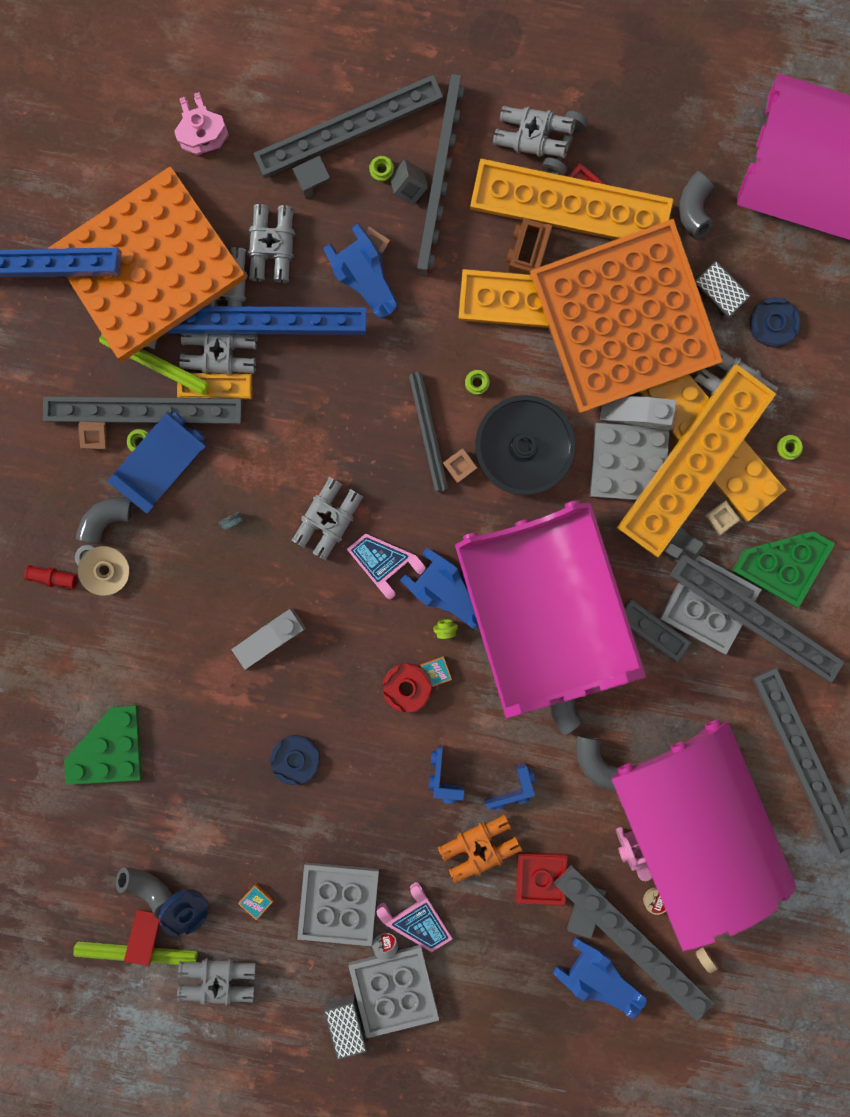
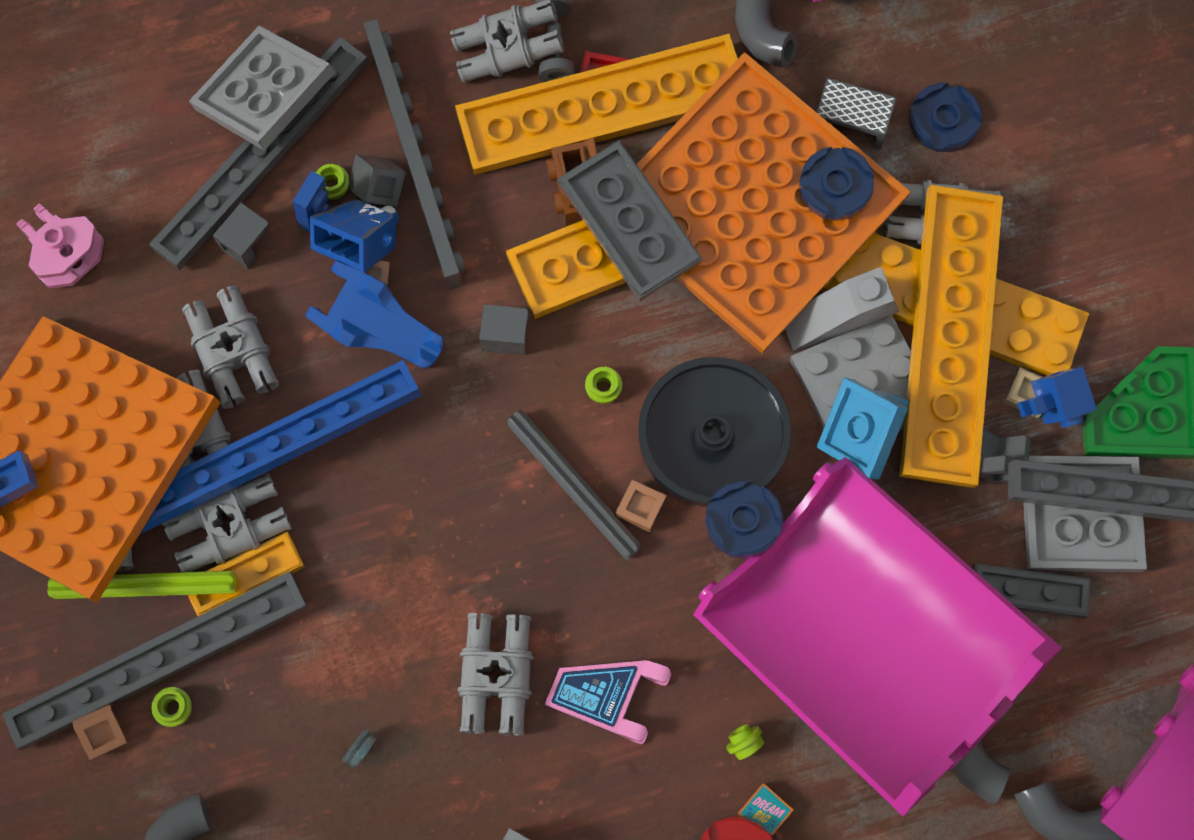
camera: 25 degrees left, 15 degrees down
(157, 461) = (212, 718): blue panel -> none
(361, 178) = (310, 200): none -> blue plate
(368, 84) = (262, 87): none -> light grey plate
(378, 211) = (354, 233): none -> blue torso
(436, 317) = (503, 329): none -> dark grey panel
(443, 589) = (711, 687): blue animal -> none
(512, 507) = (744, 519): none -> dark blue tile
(544, 290) = (629, 220): none -> dark grey tile
(611, 489) = (863, 426): none -> dark azure bracket
(681, 333) = (836, 183): none -> dark blue tile
(737, 532) = (1060, 398): none -> blue brick
(796, 444) = (1066, 251): lime plate -> none

